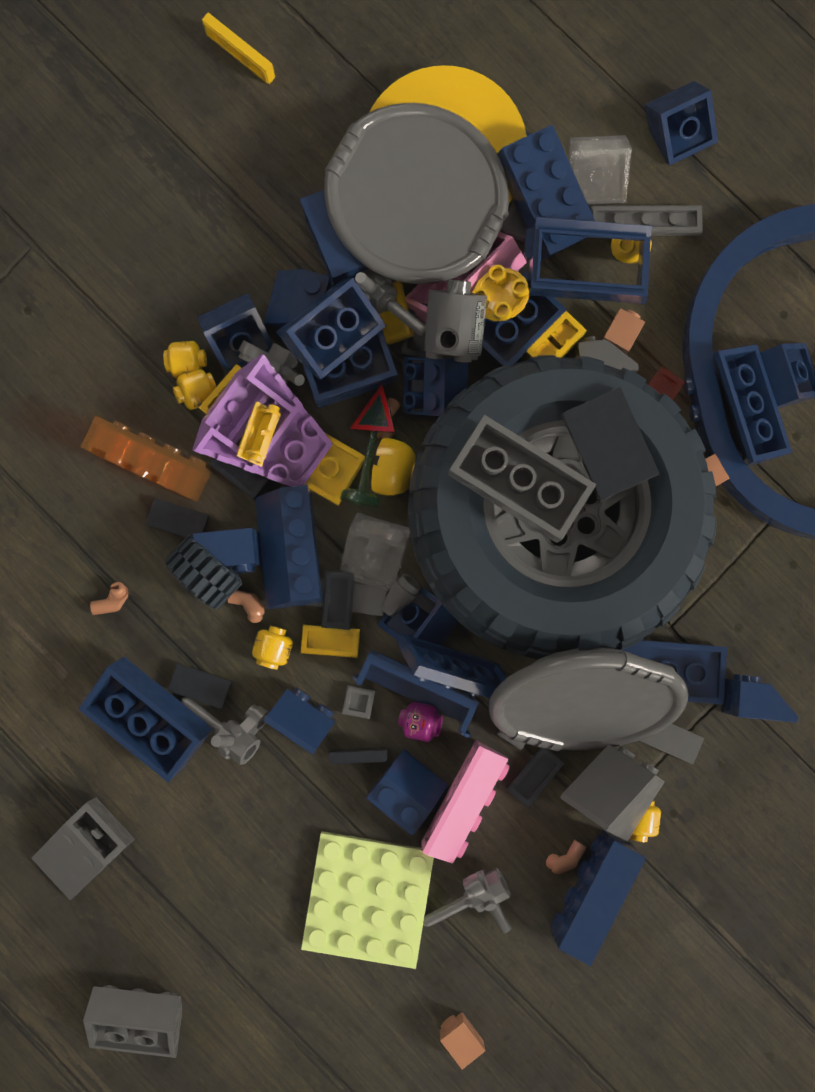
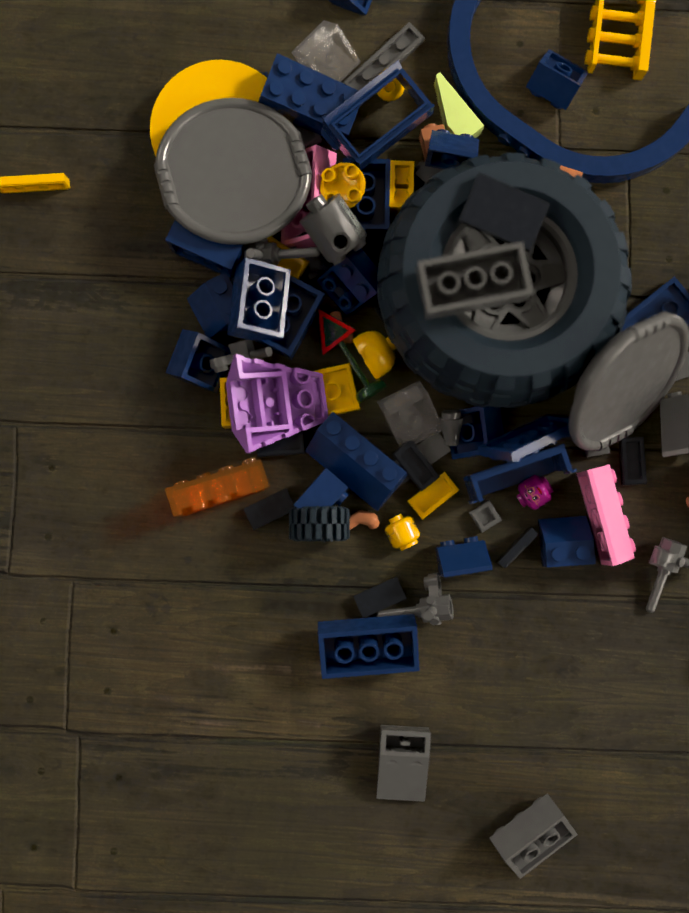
camera: 45 degrees left, 0 degrees up
(113, 602) = (278, 596): nougat arm -> none
(184, 358) = (181, 406): yellow head -> none
(194, 388) = (205, 418): yellow head -> none
(258, 433) = (275, 406): yellow hinge -> none
(367, 900) = (603, 629): yellowish green plate -> none
(625, 348) = (450, 150): none -> dark blue slope
(664, 331) = (454, 111): none -> yellowish green slope
(666, 382) = (490, 147): clear red plate -> none
(752, 404) = (554, 115): dark blue slope -> none

